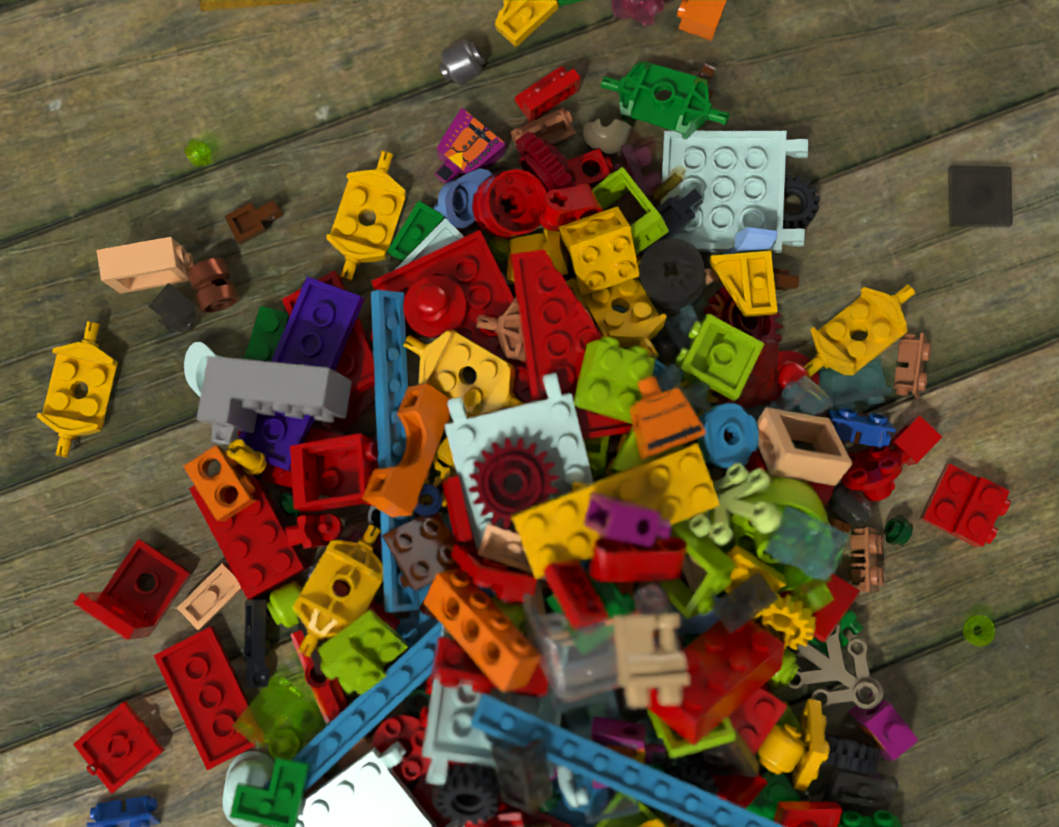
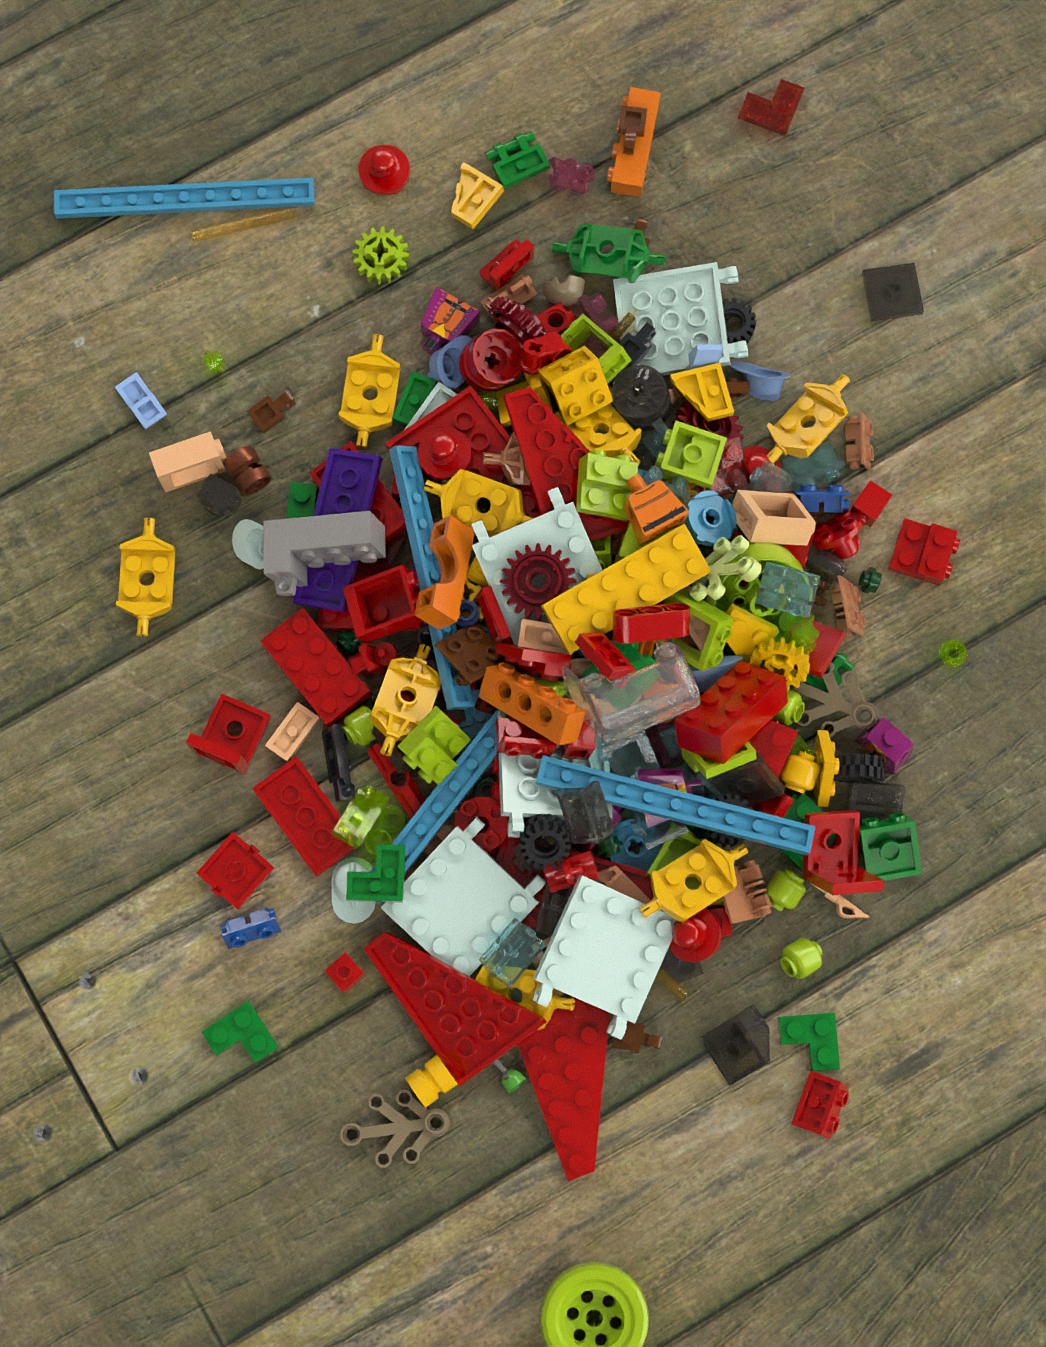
camera: 10 degrees left, 5 degrees down
(109, 184) = (140, 400): none -> light blue slope
(214, 488) = (284, 631): orange brick -> none
(252, 461) = (312, 606): yellow pin -> none
(397, 51) = (370, 249): none -> lime gear
(461, 61) = (428, 249): flat silver head -> none
(574, 795) = (626, 827): light aqua arm -> none
(625, 520) = (635, 589): magenta torso -> none
(648, 667) = (673, 702): tan hips -> none
(744, 602) = (745, 647): clear smoke hips -> none
(816, 278) = (763, 383): none -> medium blue piece

